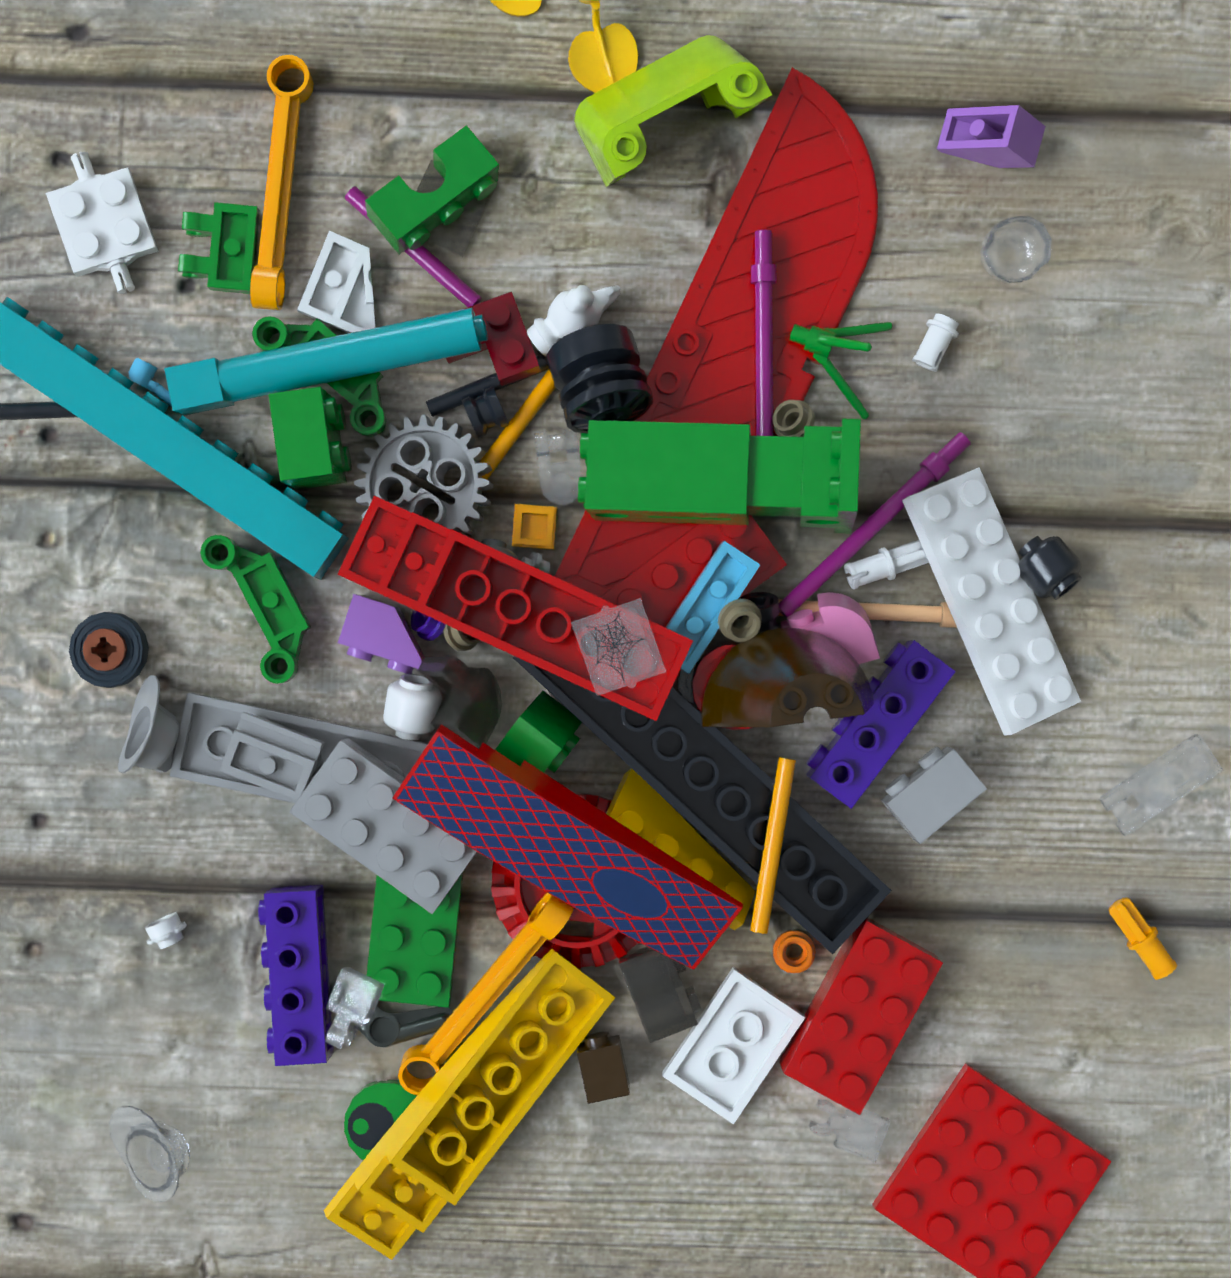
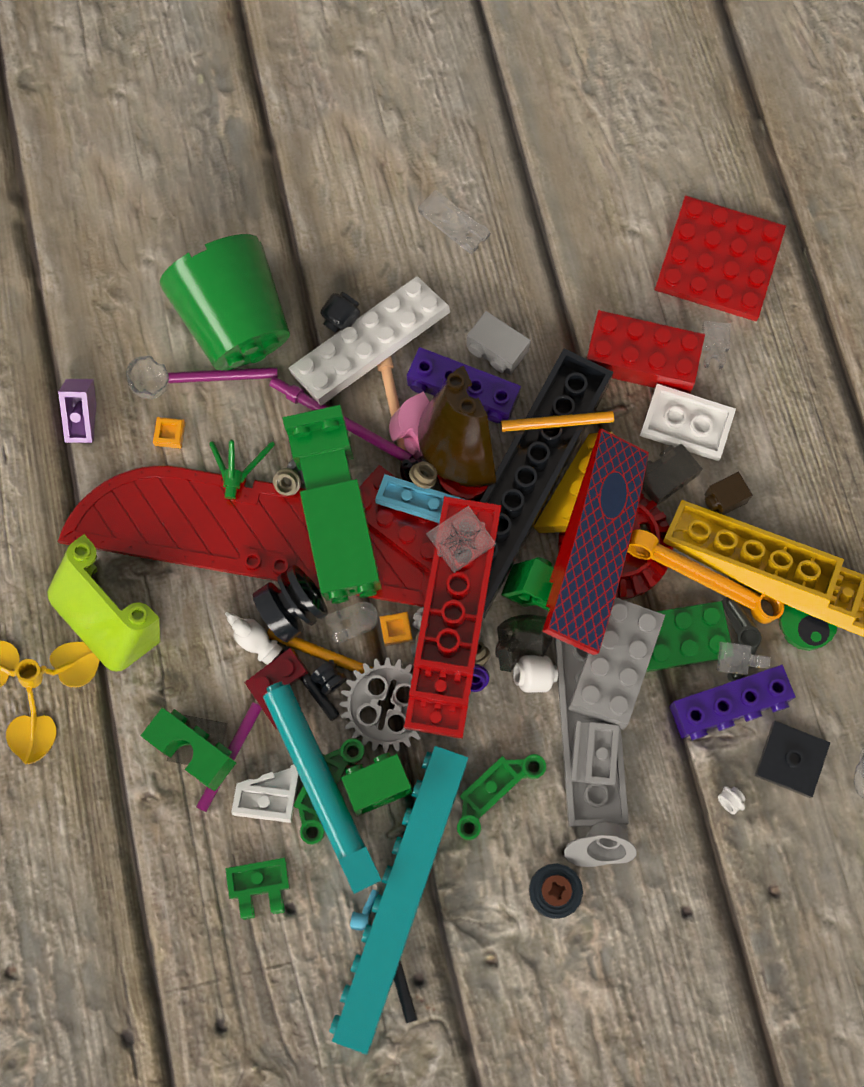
camera: 105 degrees left, 15 degrees down
(102, 222) = (260, 979): white plate -> none
(200, 1033) = (792, 759): none -> black plate
(268, 277) = (266, 848): light orange piece -> none
(380, 631) = (491, 707): medium lavender slope -> none
(763, 276) = (198, 522): magenta bar -> none
(797, 964) = (622, 395): orange plate -> none
(885, 564) = (363, 407): white axle -> none
(922, 266) = (169, 432): none -> light orange tile
(936, 342) = (215, 411): white pin -> none
(994, 367) = (217, 375): none -> magenta bar
(1098, 394) = (228, 301): none -> green cone
(1142, 938) = (548, 209): light orange axle -> none

